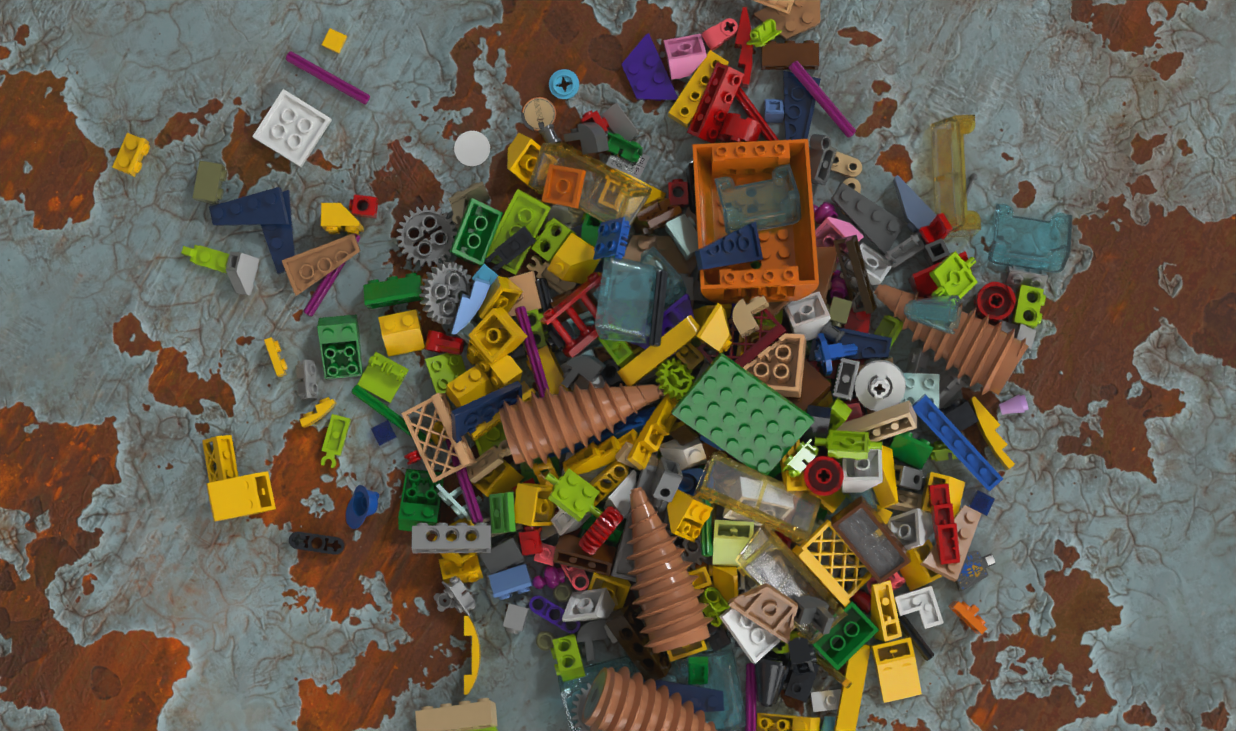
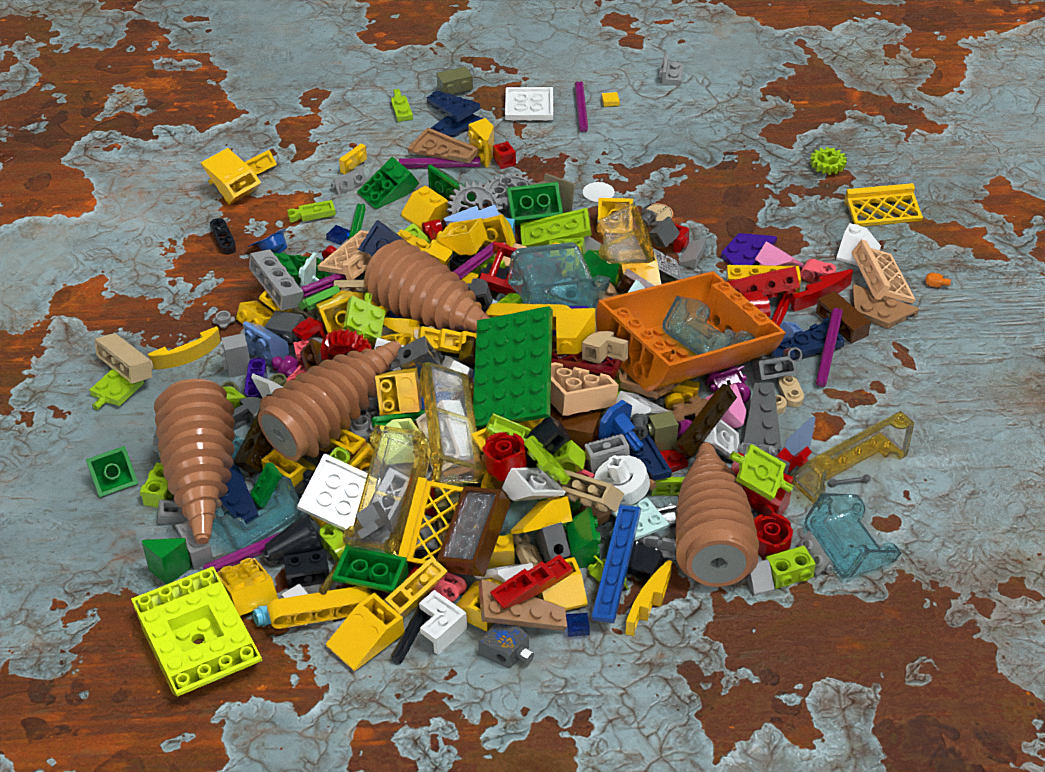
camera: 55 degrees right, 40 degrees down
(131, 154) = (443, 49): yellow bracket -> none
(241, 271) = (405, 116): light grey slope -> none
(323, 408) = (332, 193): yellow slope -> none
(383, 377) = (386, 214): lime hinge -> none
(462, 601) = (233, 311): light grey hinge -> none
(512, 247) = (538, 227): black hinge -> none
(556, 79) = (692, 212): medium azure gear -> none
(563, 186) = (610, 229): orange hinge -> none
(611, 238) = (592, 244): blue hinge -> none
(631, 150) = (675, 256): green hinge -> none
(658, 308) = (561, 292): black axle -> none
(731, 249) = (648, 312): dark blue wing -> none
(763, 33) = (837, 283): lime hinge -> none
(767, 609) = (353, 485): medium nougat wing -> none
(802, 656) = (325, 535): black brick -> none
(935, 312) = (720, 460): clear light blue cone -> none
(967, 614) = (455, 661): orange hinge -> none
(1014, 405) = (691, 604): lavender cone -> none

